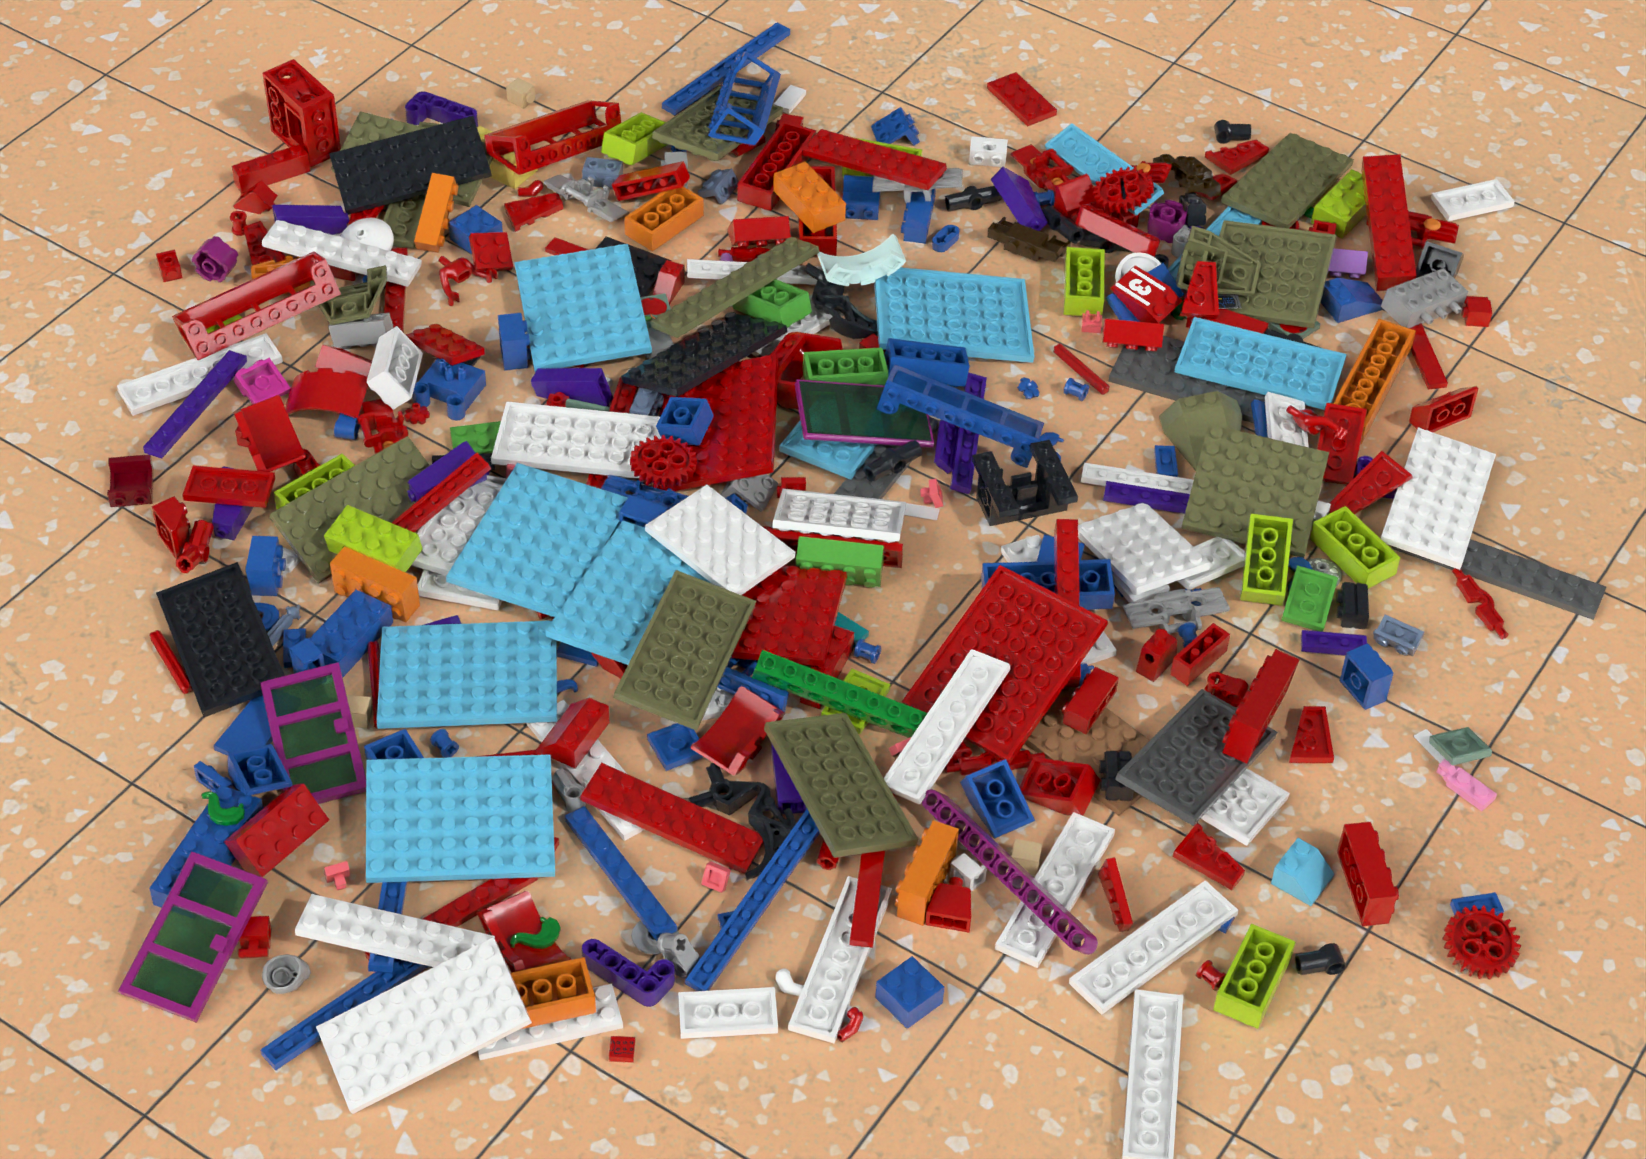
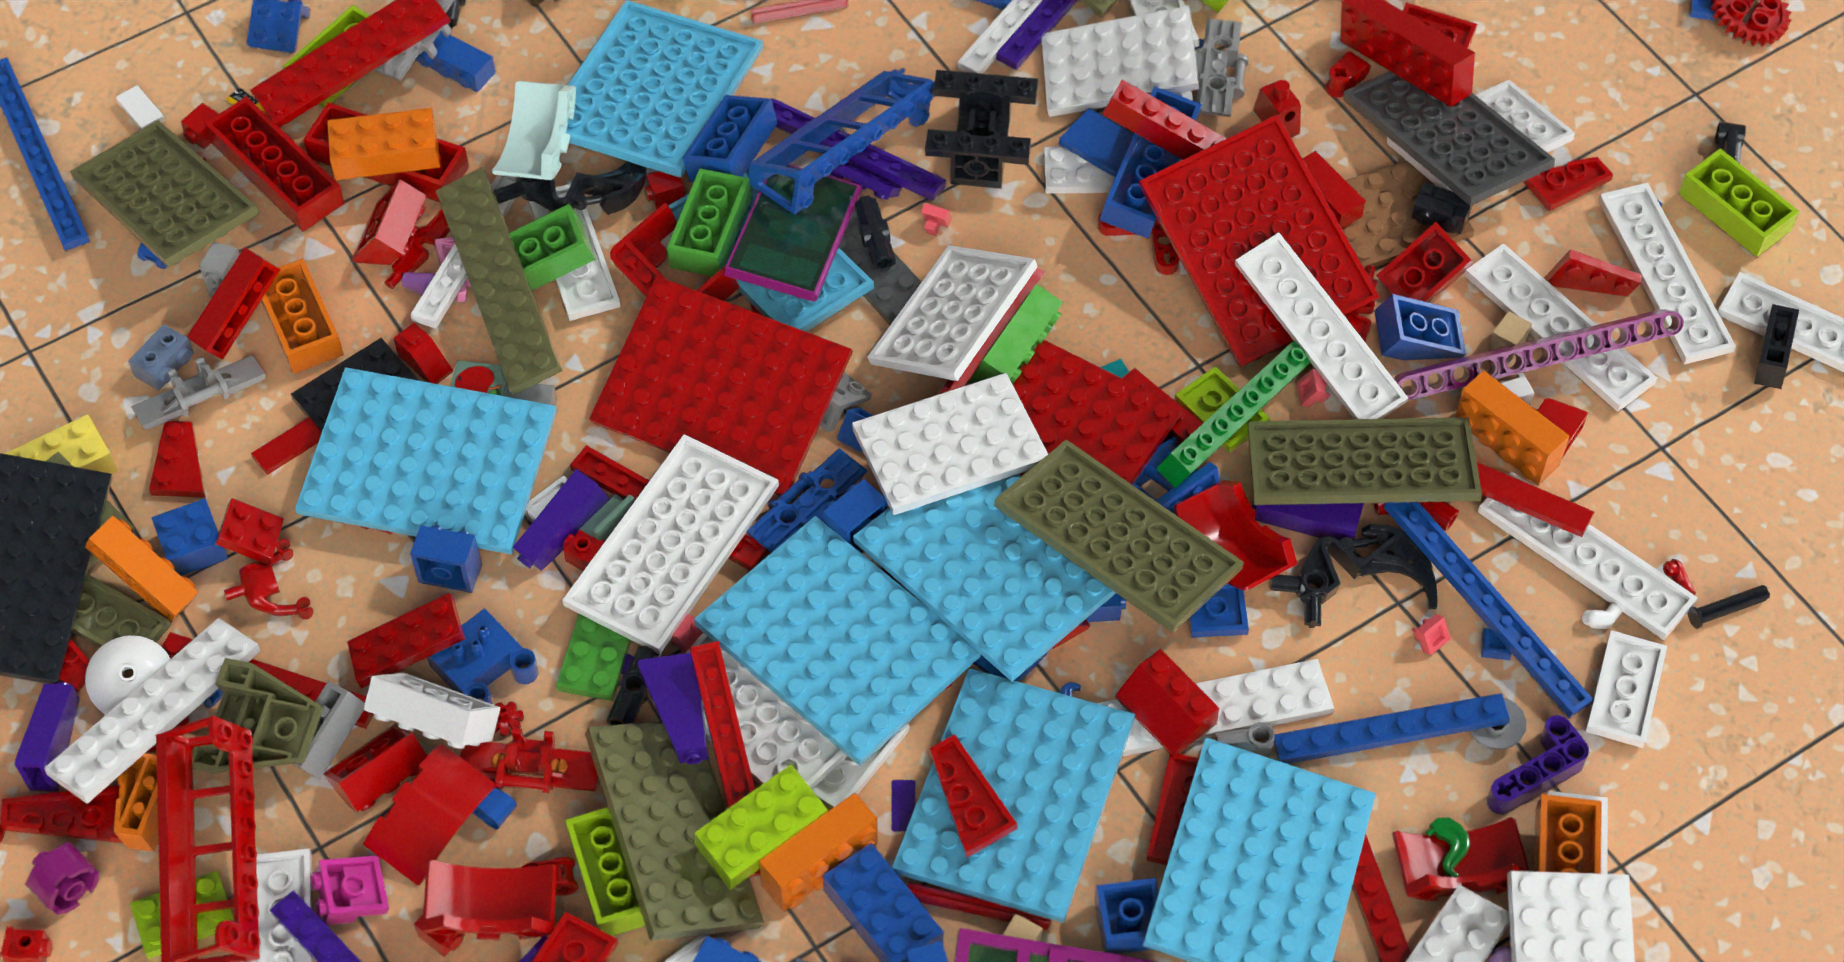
camera: 65 degrees left, 10 degrees up
(444, 743) = (1114, 855): blue bush -> none
(445, 643) = (973, 803): none -> red wing
(532, 190) = (140, 450): red arm -> none
(544, 128) = (48, 396): red window -> none
(622, 1049) = (1640, 811): red tile -> none
(632, 139) = (134, 291): lime brick -> none
(647, 402) = (637, 451): sand blue brick -> none
(663, 461) = (750, 463): red gear -> none
(672, 818) = (1331, 649): red plate -> none
(679, 952) = (1537, 706): light grey piece -> none
(685, 419) = (718, 411): blue brick -> none
(704, 354) = (609, 366): black plate -> none
(720, 185) = (264, 238): sand blue bracket -> none
(761, 112) = (165, 135): blue window -> none
(792, 483) = (859, 362): red bracket -> none
(841, 1064) = (1727, 605): none -> black axle
(860, 198) = (373, 97): blue panel -> none
(867, 651) = (1155, 367): blue bush -> none
(909, 992) = (1659, 506): blue brick -> none
(921, 511) = (952, 236): white sticker -> none
(948, 235) = (499, 51): blue beam -> none
(1028, 388) = (807, 67): blue plant -> none
(1076, 389) = (833, 24): blue bush -> none
(1112, 1035) = (1776, 346): none -> black slope
(1187, 632) = (1258, 74): blue bush -> none
(1200, 654) = (1292, 65): red brick -> none
(1211, 975) = (1718, 239): red bush -> none
(1302, 872) = (1611, 114): medium azure slope -> none
(1367, 873) = (1645, 59): red brick -> none

